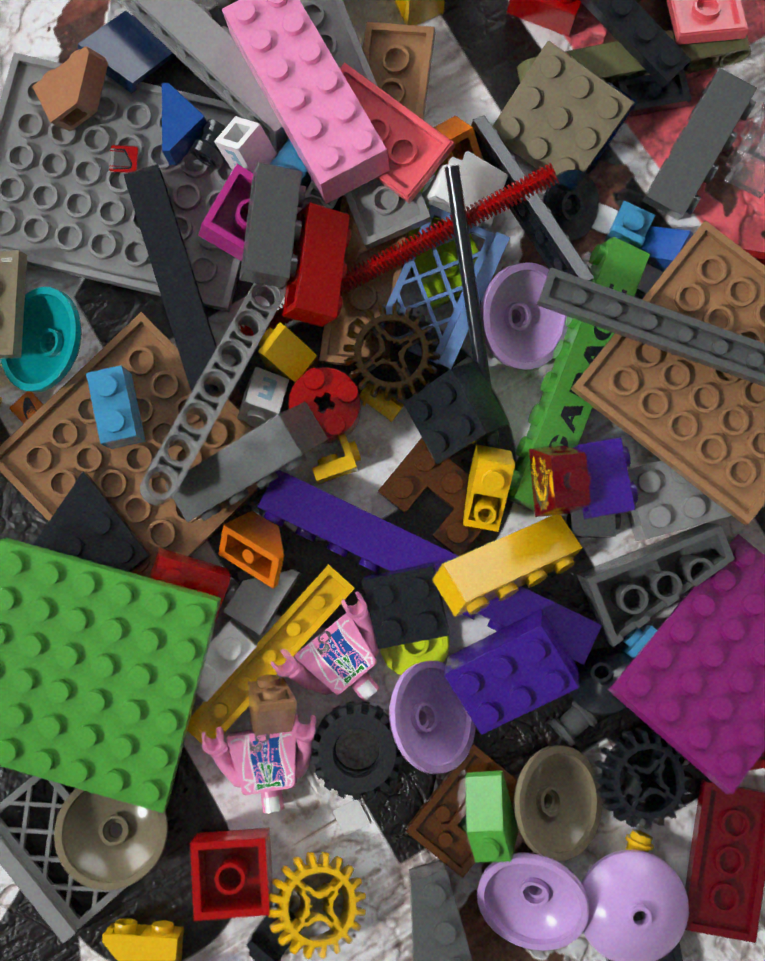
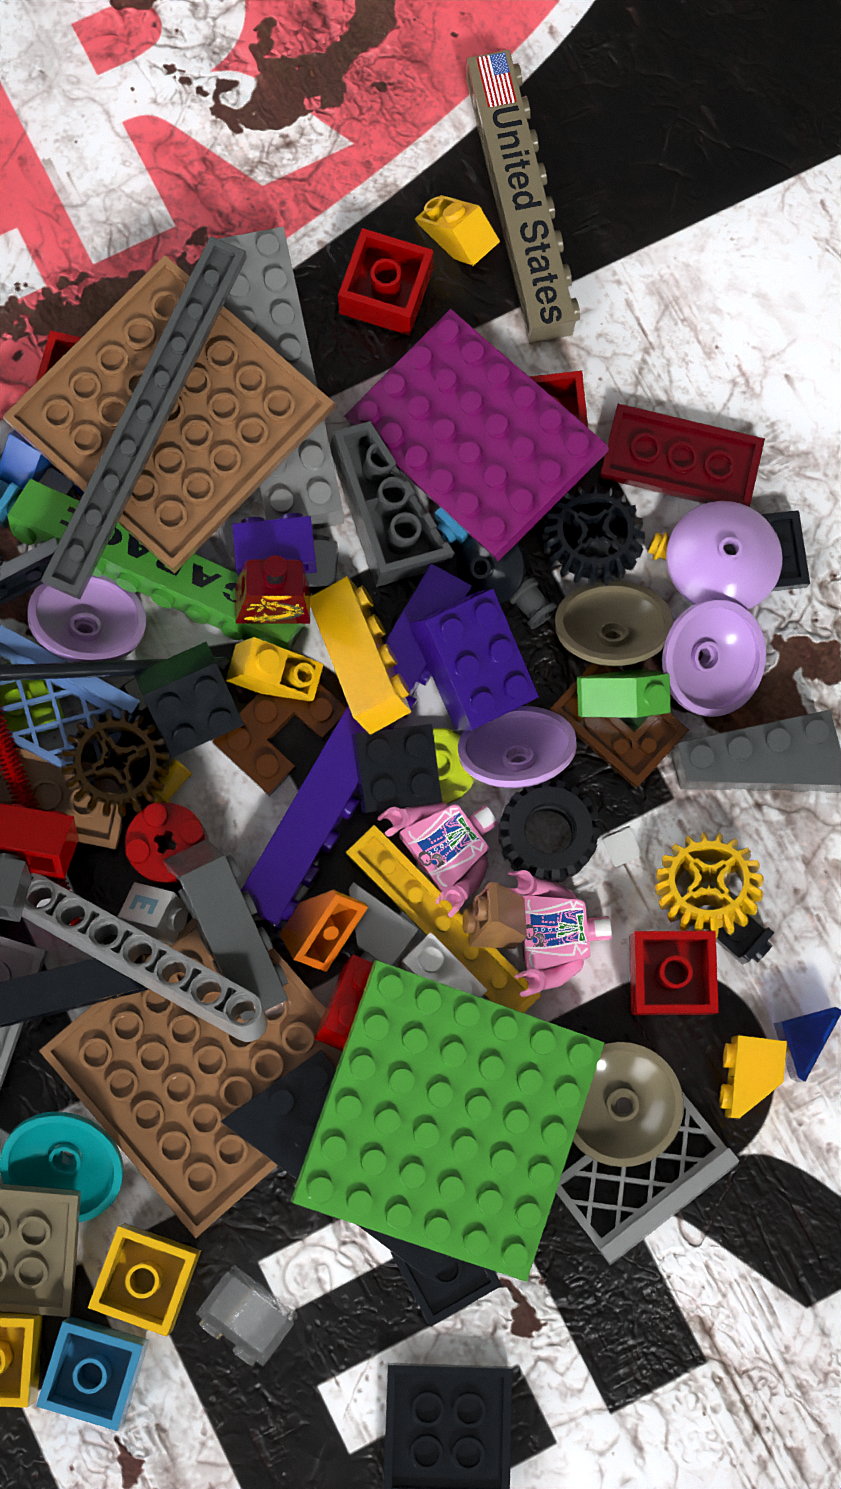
camera: 85 degrees left, 5 degrees down
(26, 406) = (139, 1195): orange sticker -> none
(115, 407) = (150, 1077): dark azure brick -> none
(286, 353) = (107, 881): yellow slope -> none
(332, 467) = (238, 840): yellow bracket -> none

